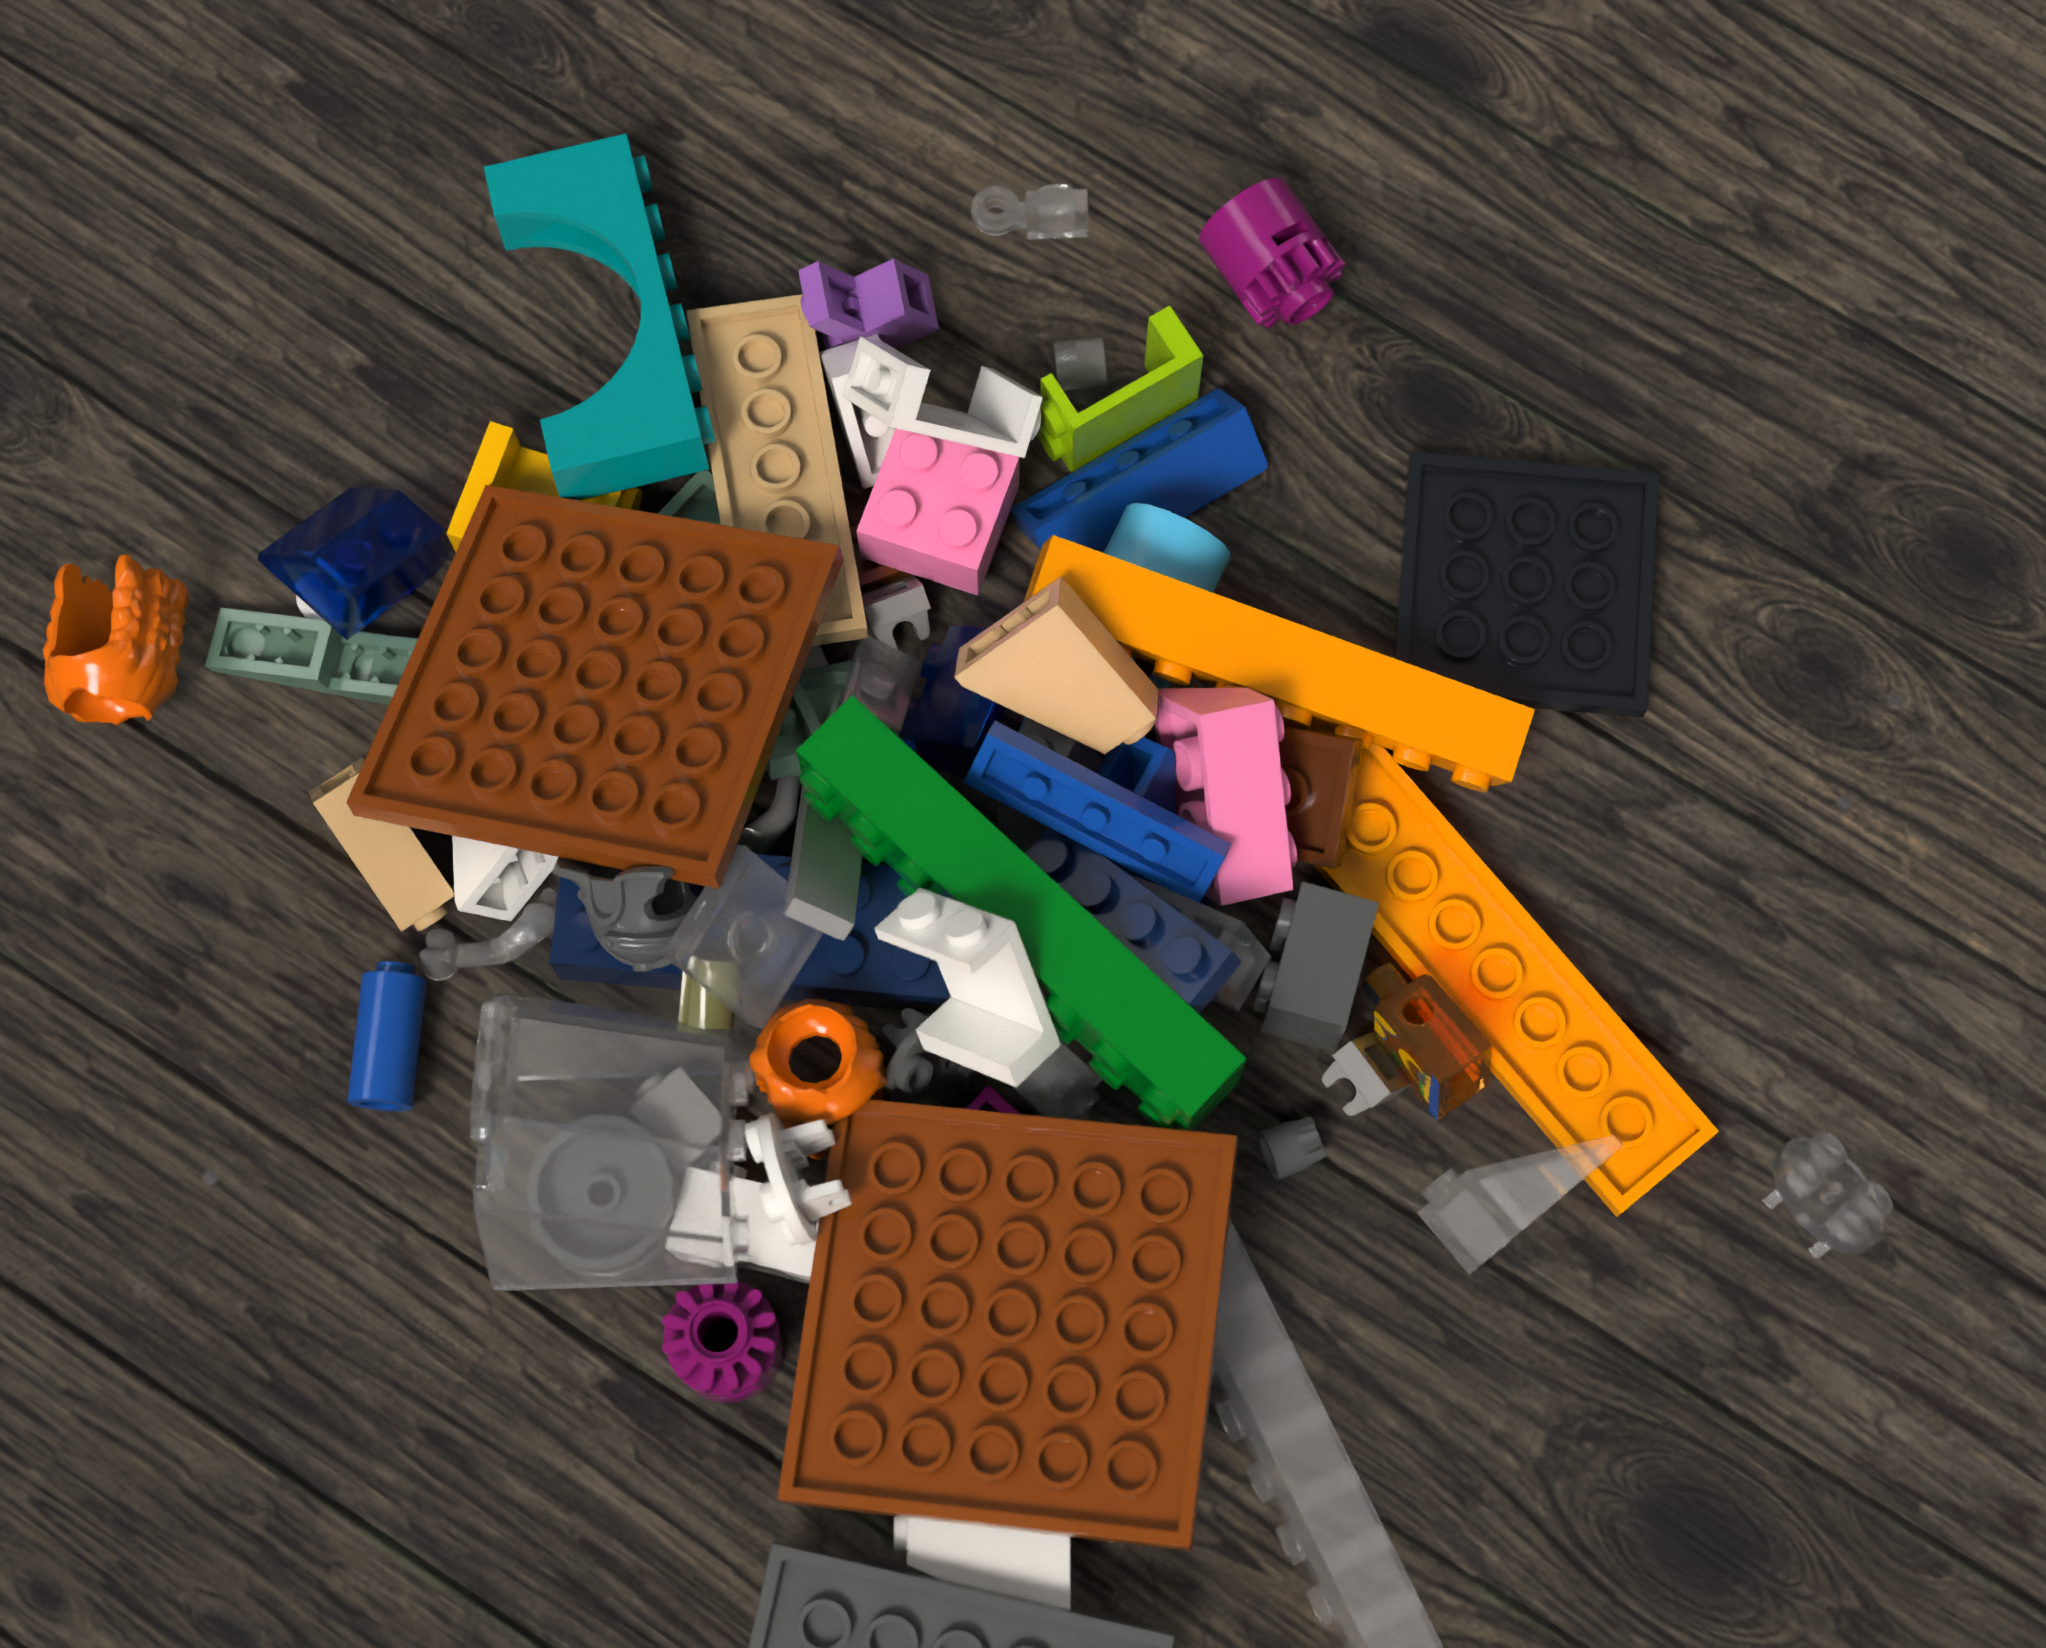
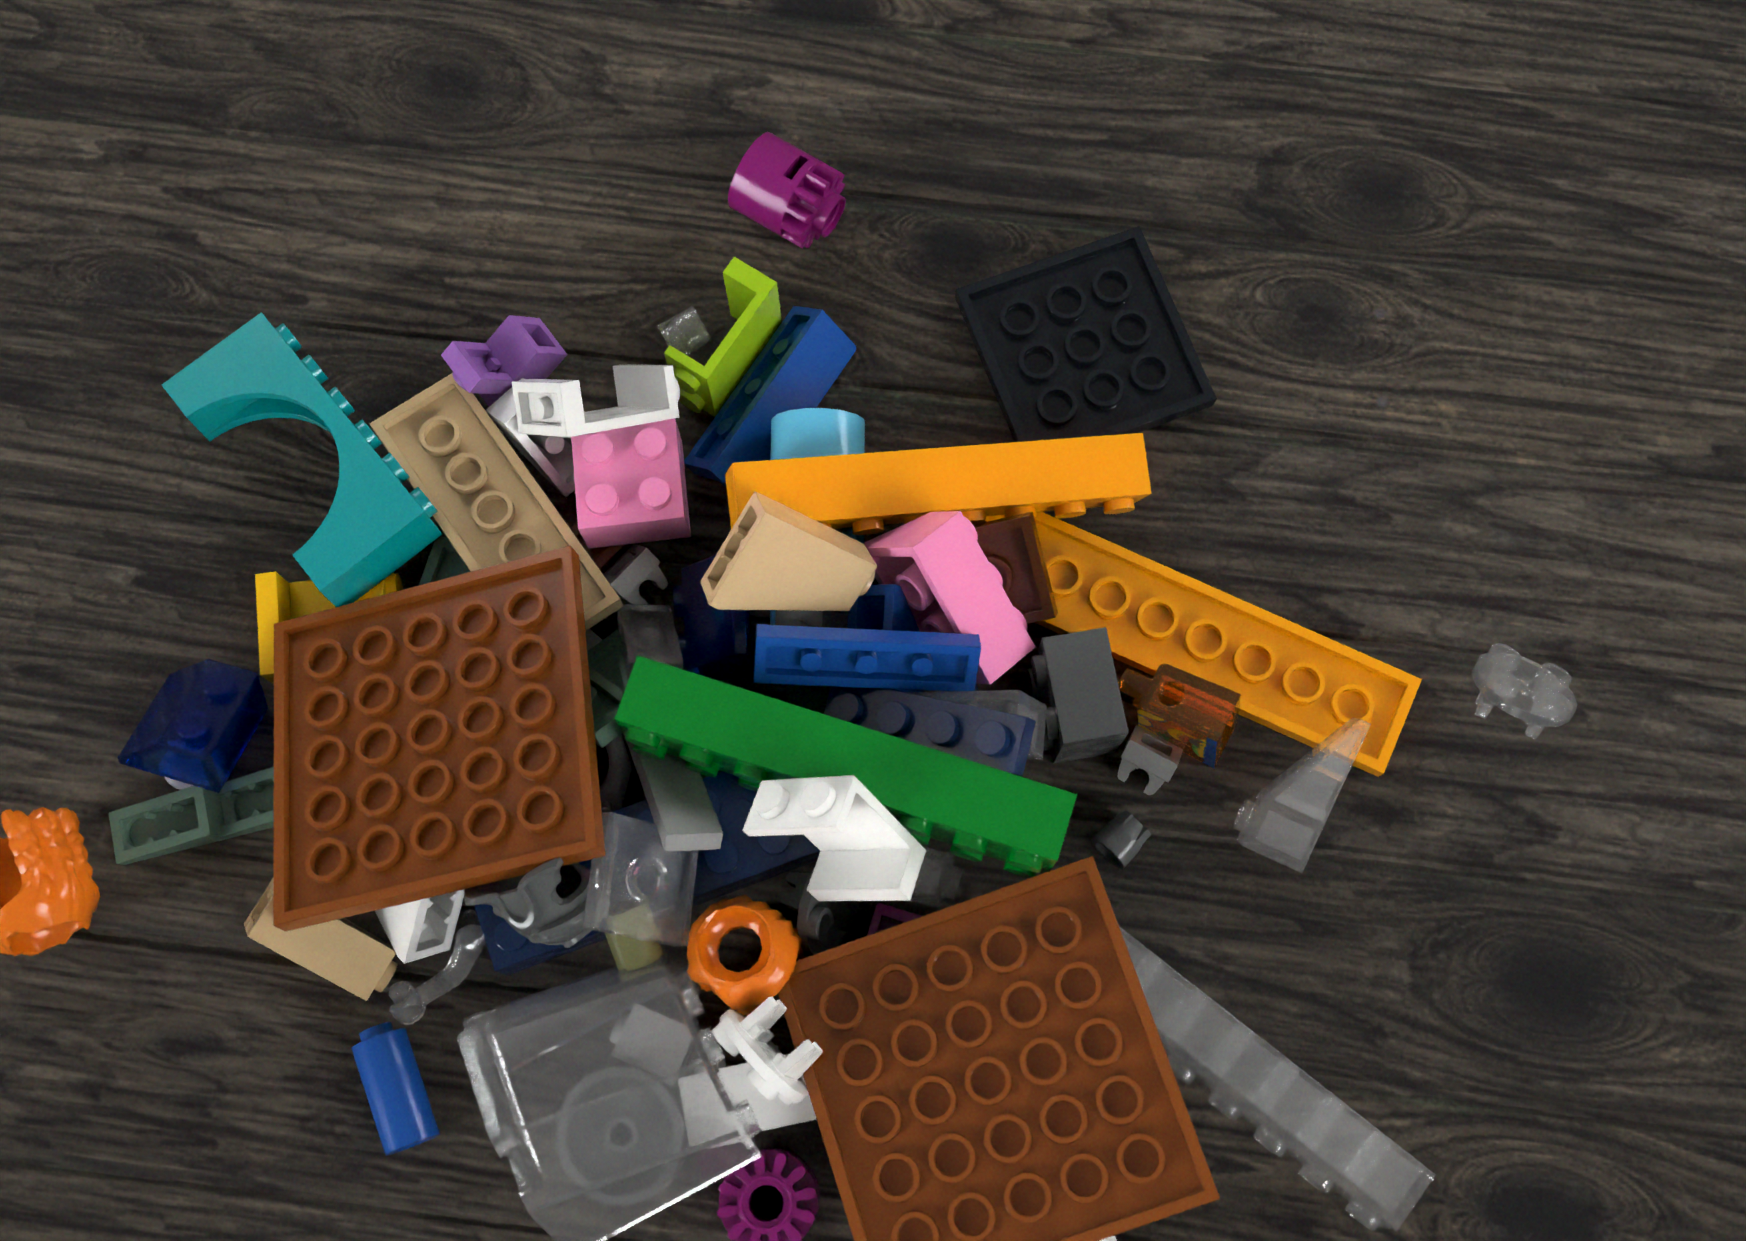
camera: 25 degrees left, 0 degrees up
(1045, 214) = (606, 236): clear plate -> none

